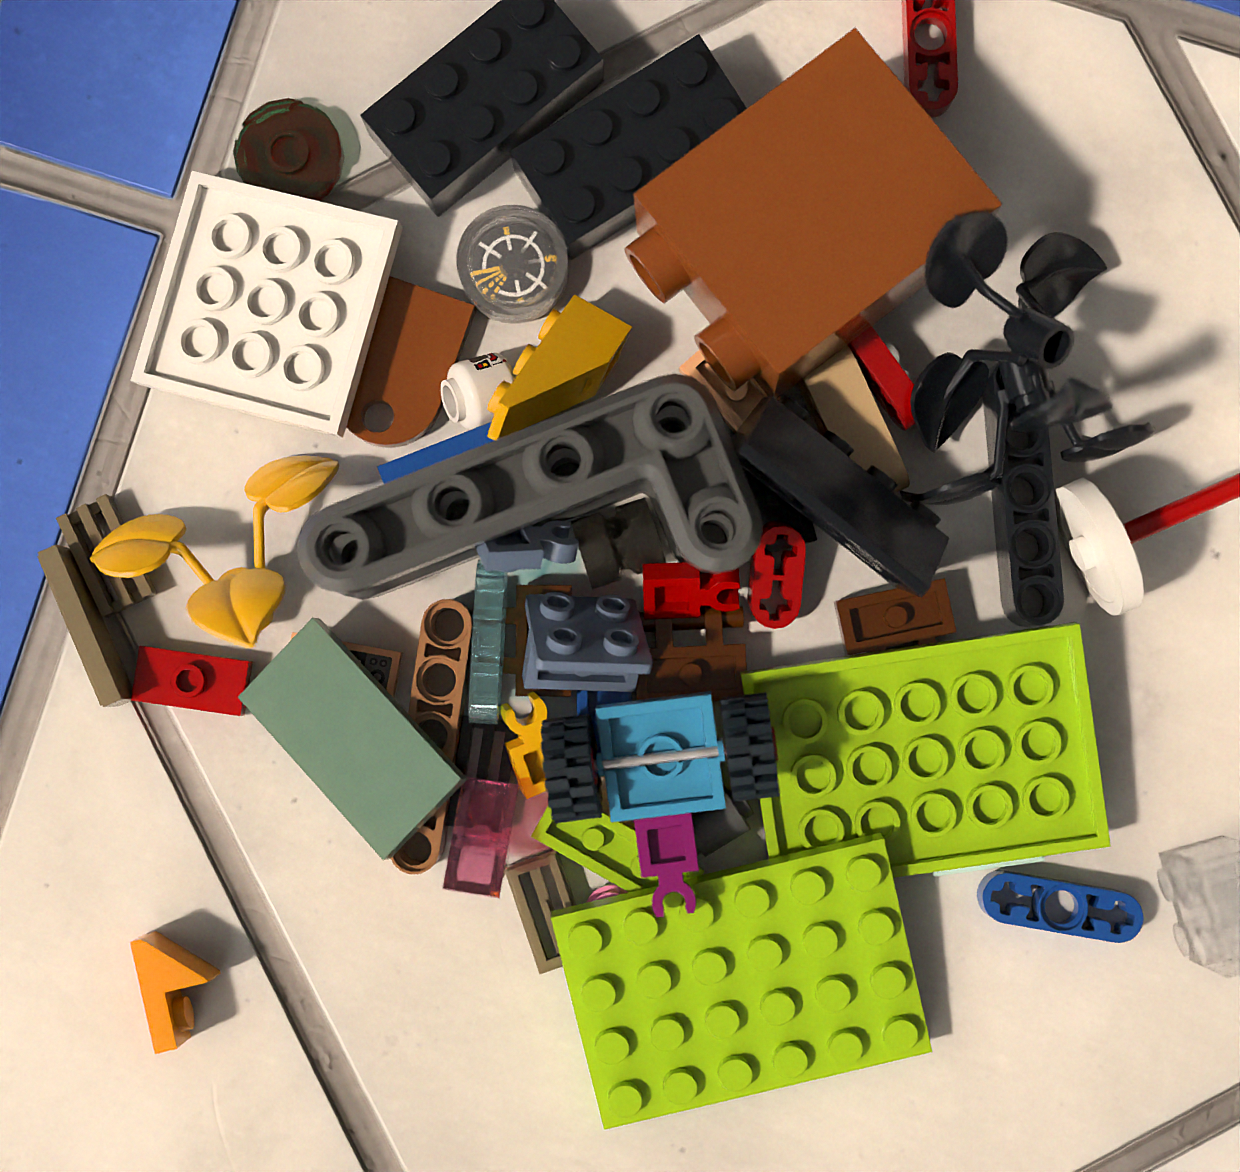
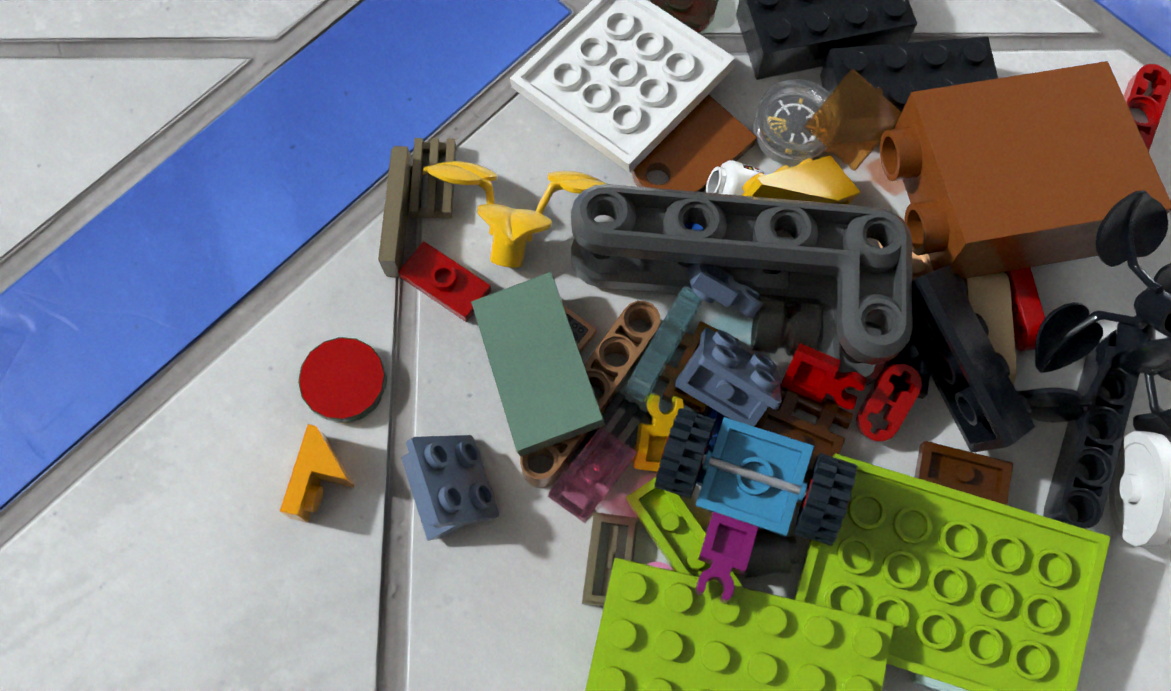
camera: 25 degrees right, 15 degrees down
(138, 860) = (342, 380): none -> red tile
(327, 919) = (448, 483): none -> sand blue bracket
(580, 241) = (853, 120): none -> clear orange piece

